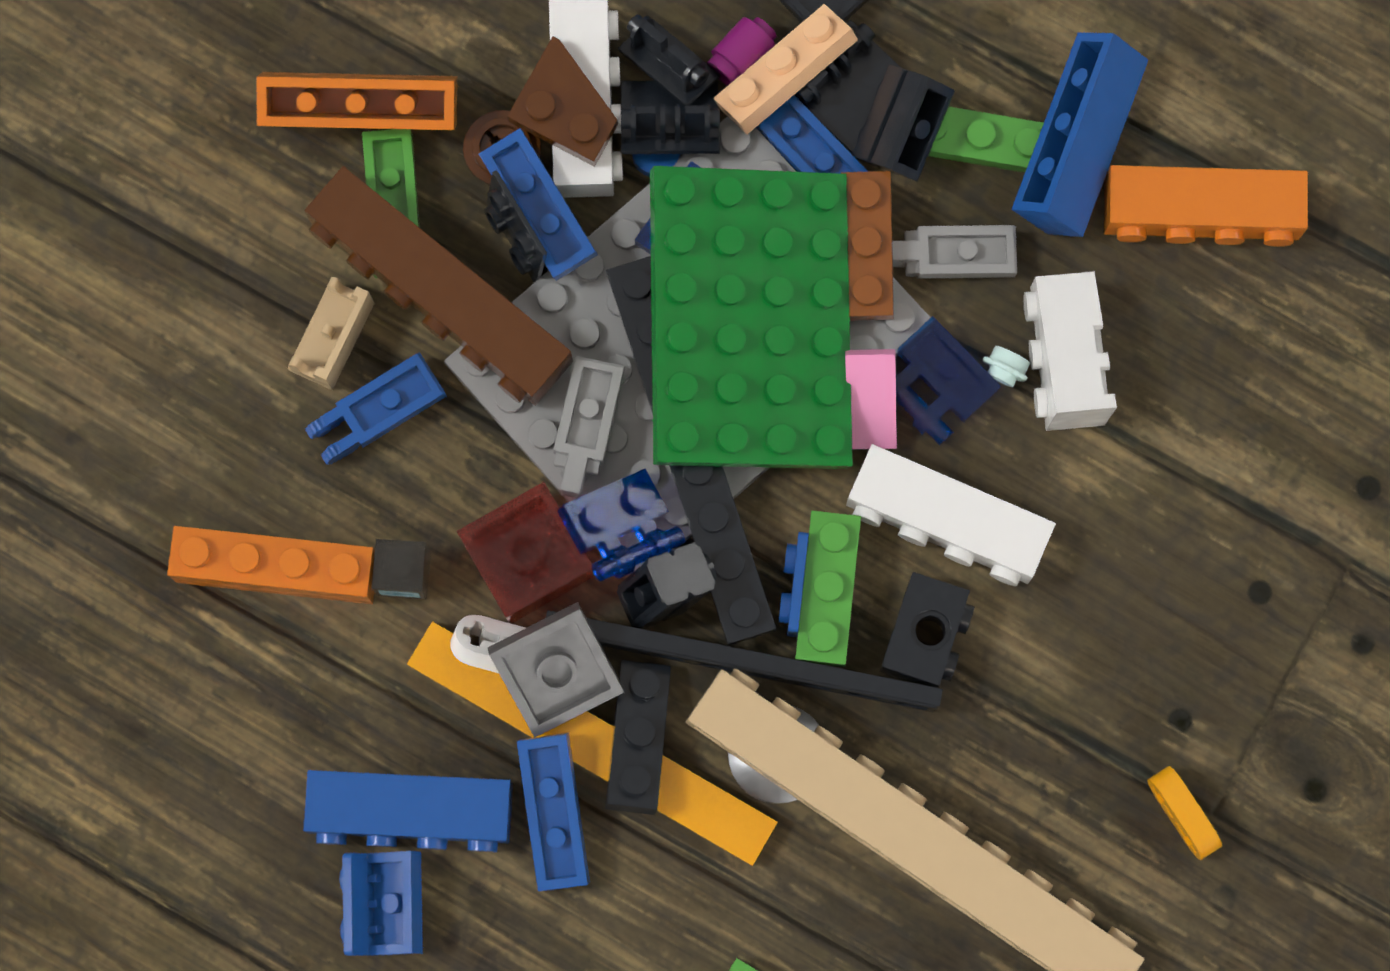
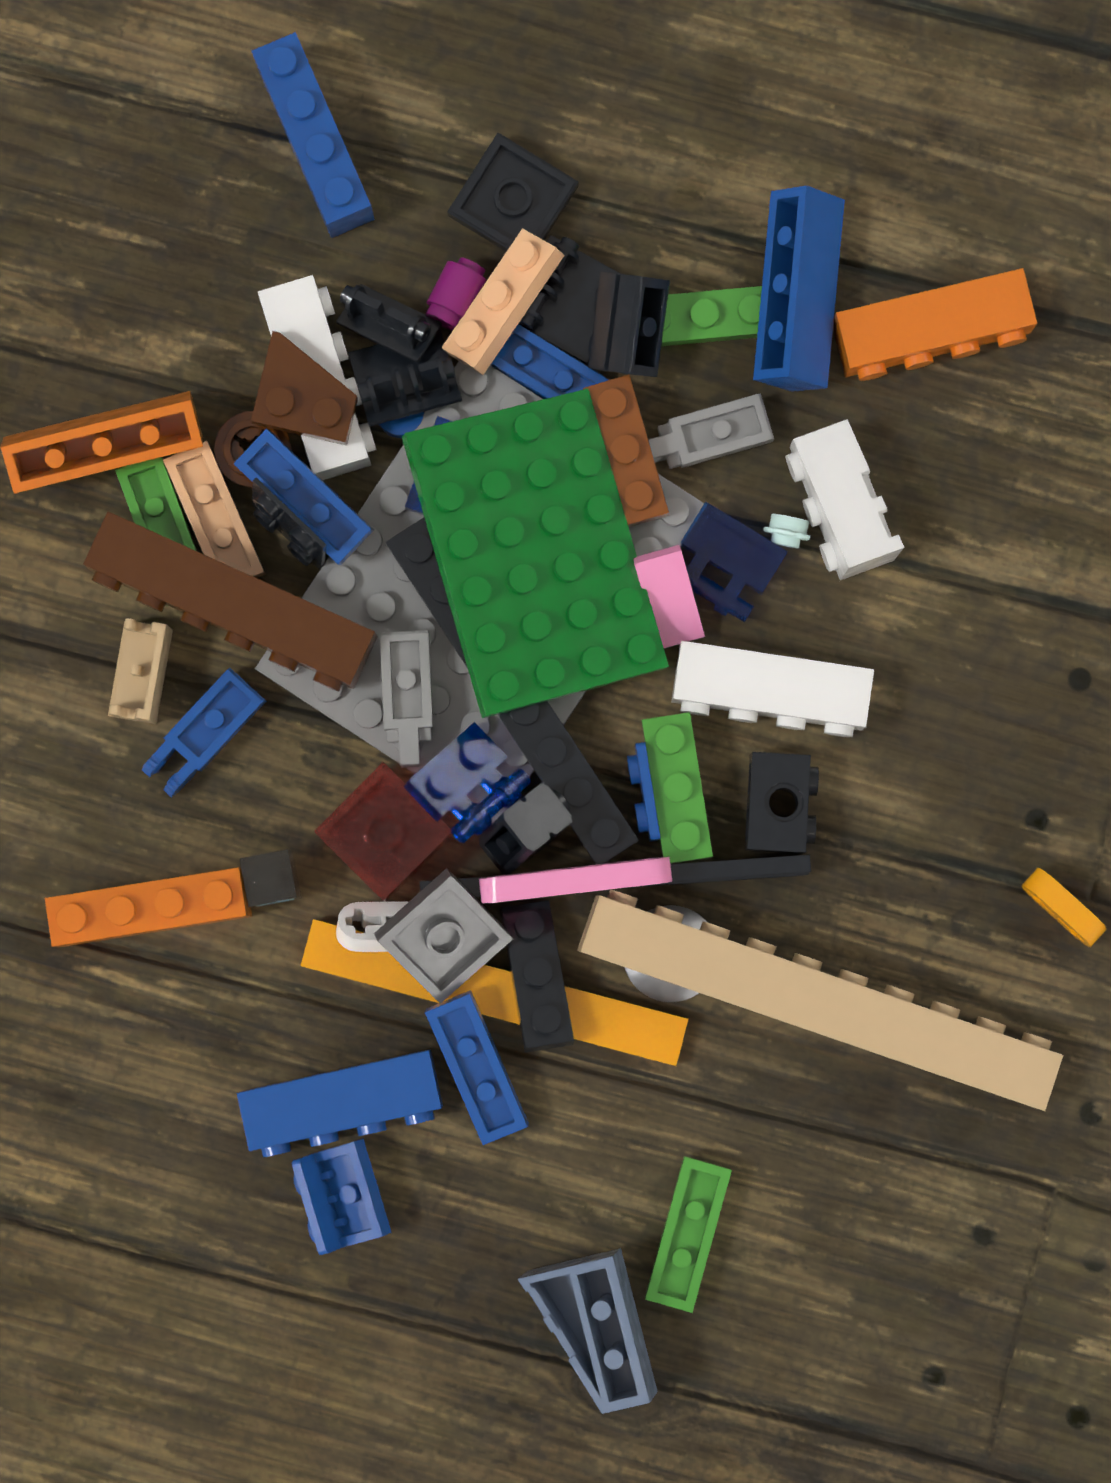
camera: 15 degrees left, 5 degrees up
(446, 193) = (212, 509): none -> light nougat plate
(702, 648) = (575, 880): none -> bright pink beam

